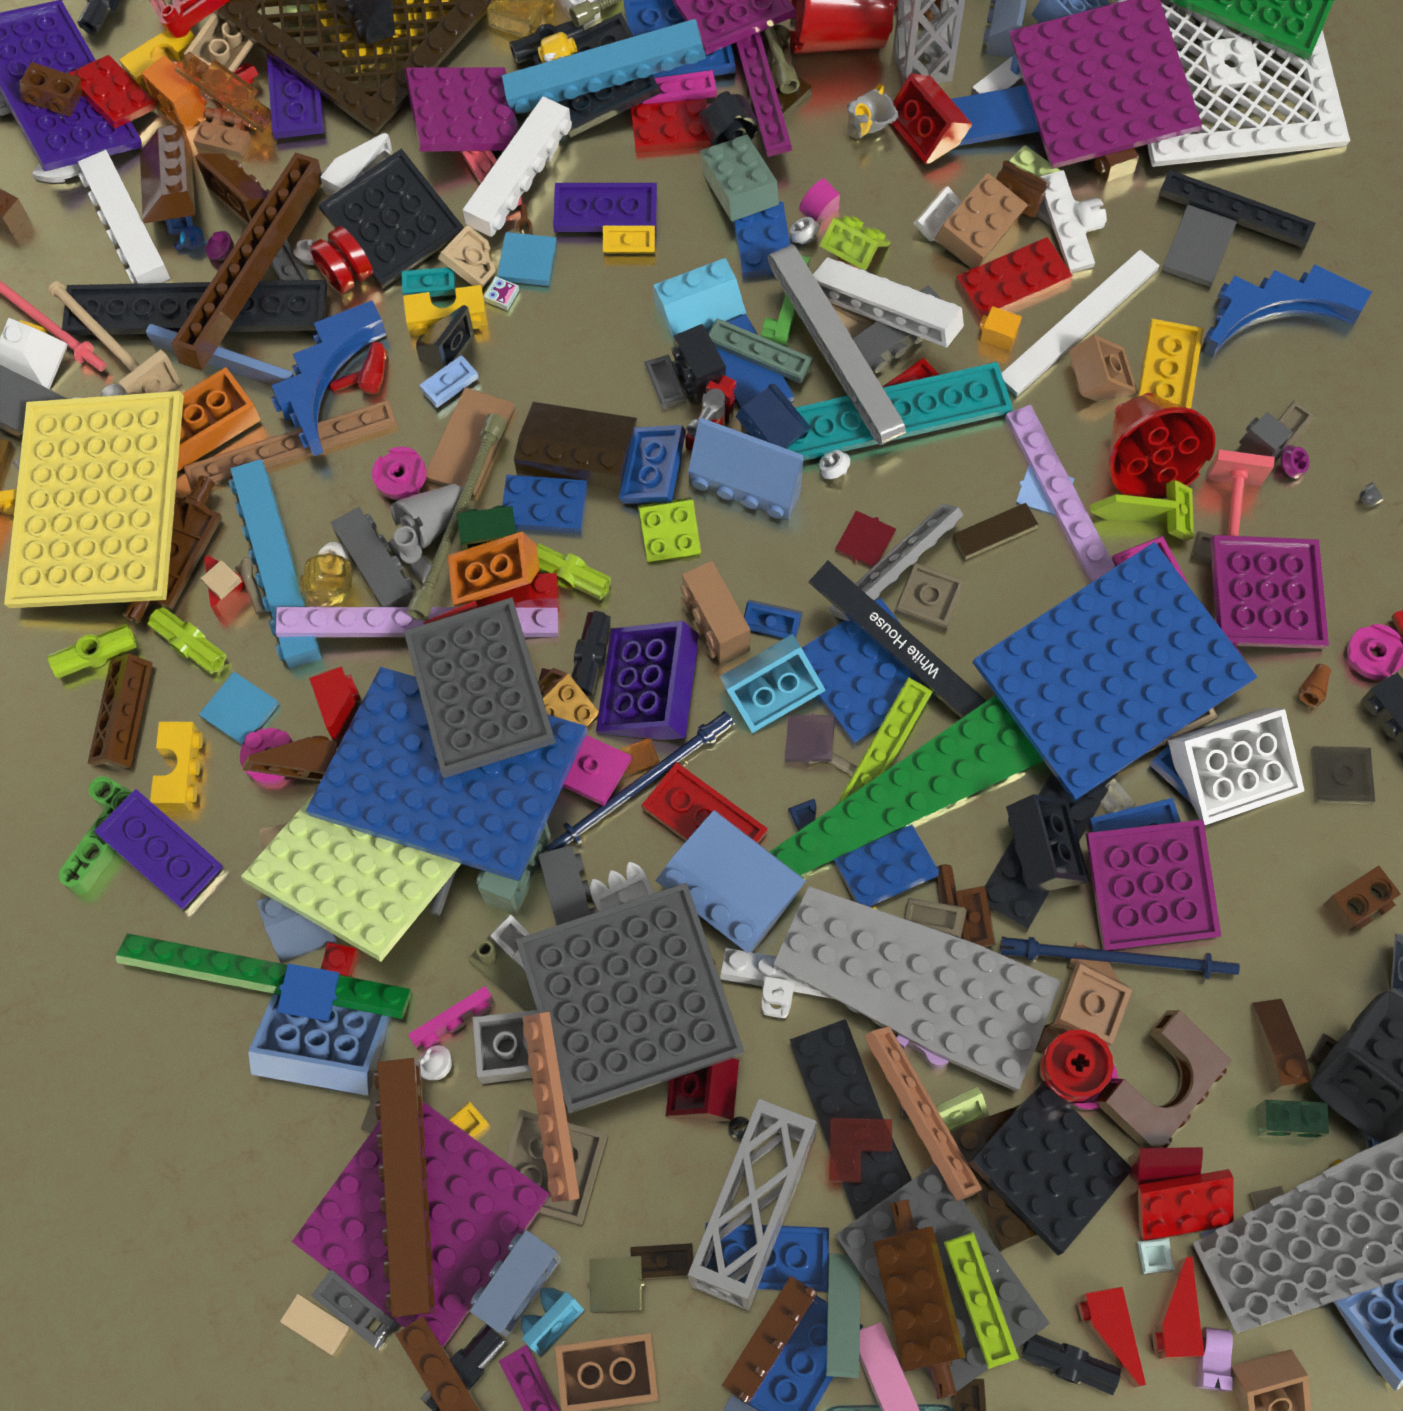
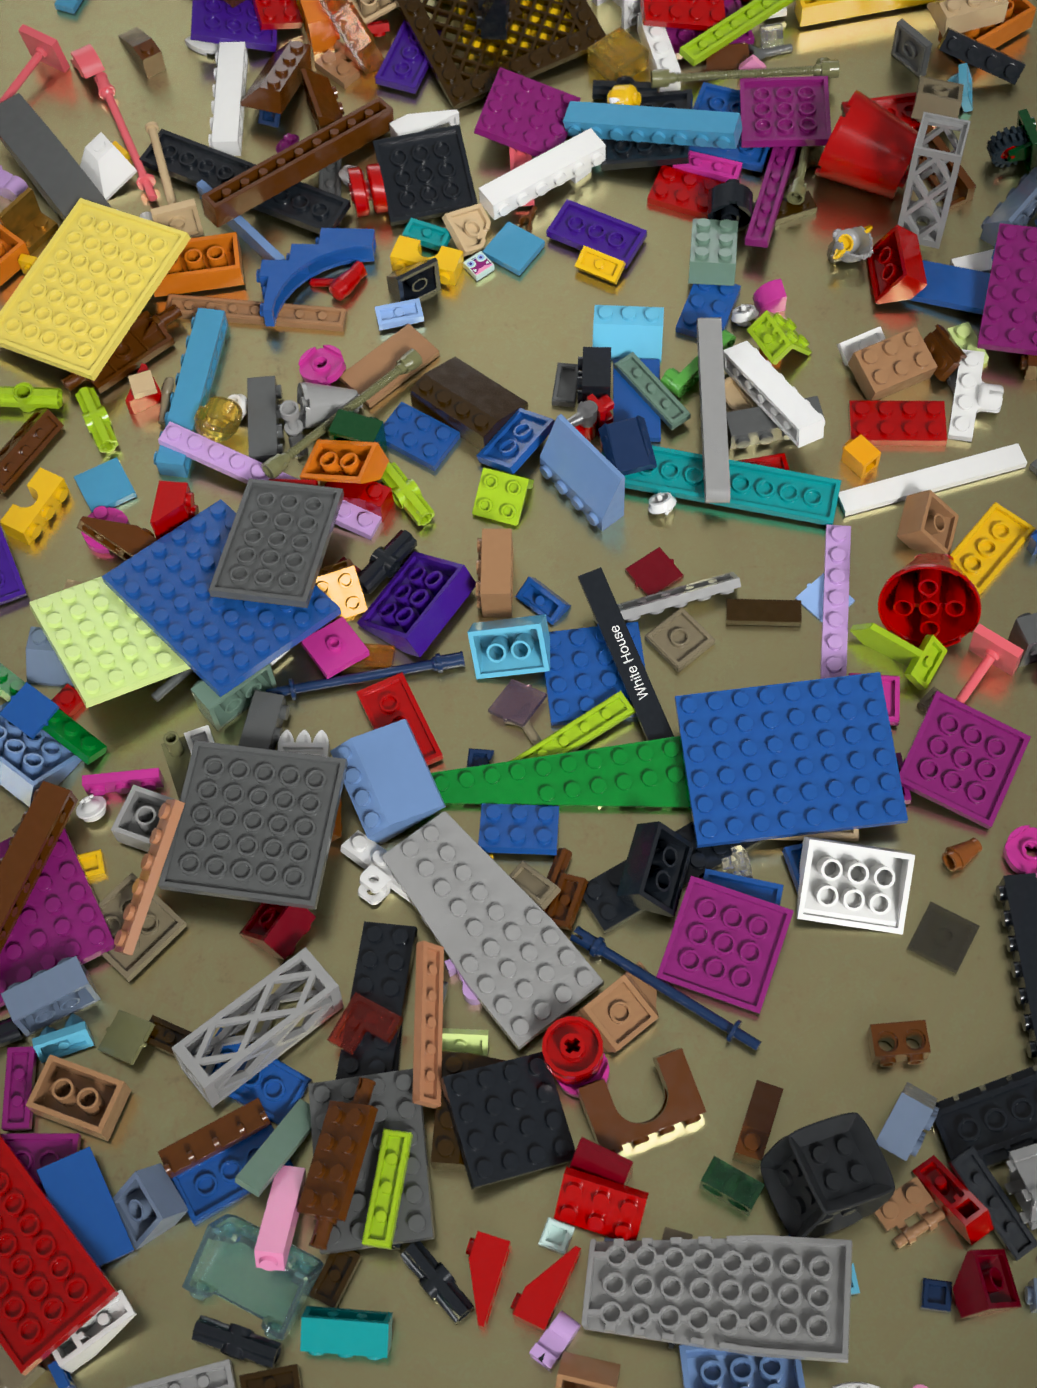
camera: 30 degrees right, 5 degrees down
(190, 238) = (271, 131): clear blue piece -> none

